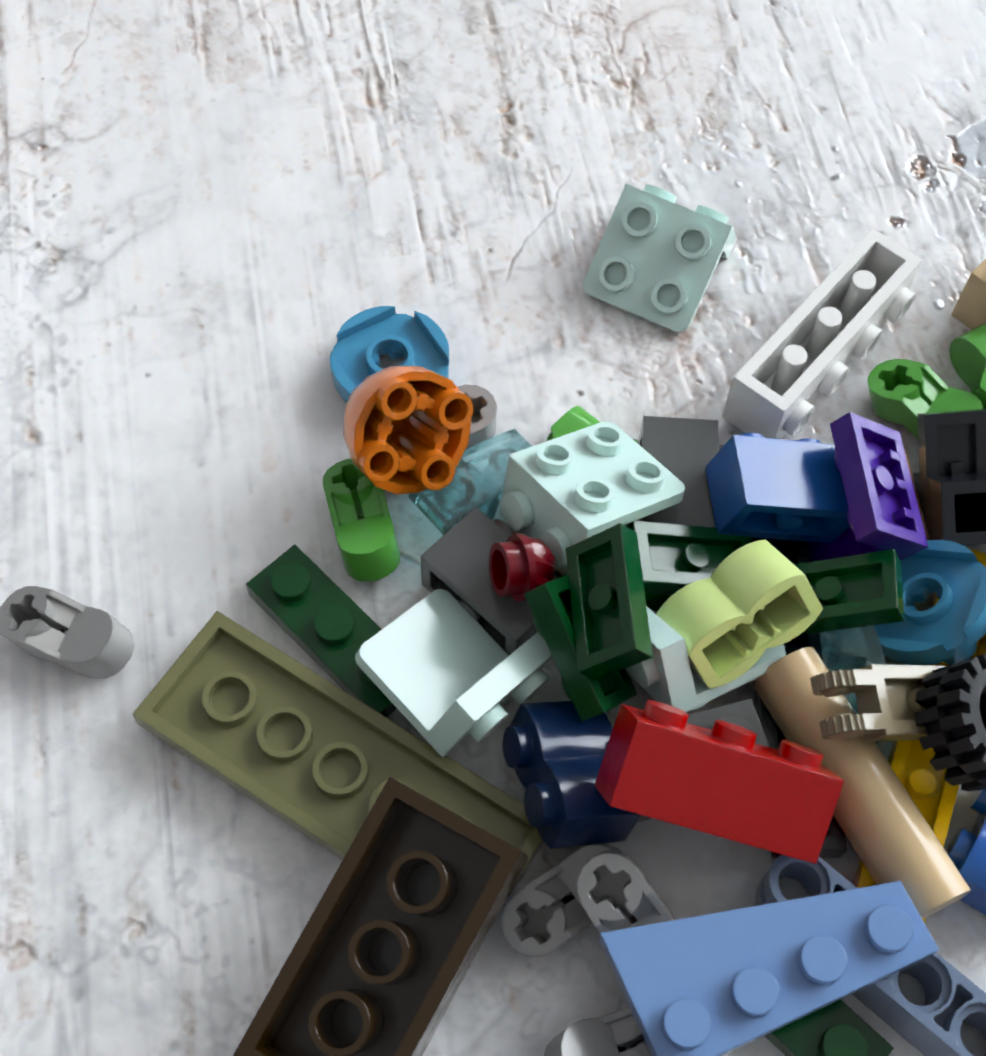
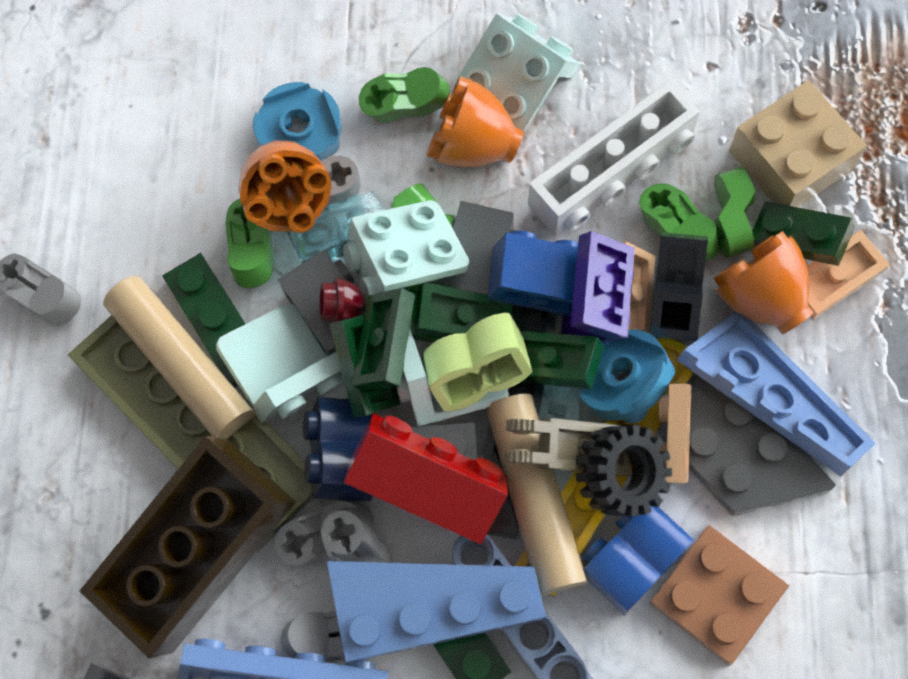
camera: 20 degrees right, 10 degrees up
(301, 688) = (177, 357): none -> tan brick
(523, 304) = (403, 94): none -> bright green piece
(630, 327) = (474, 129): none -> orange piece

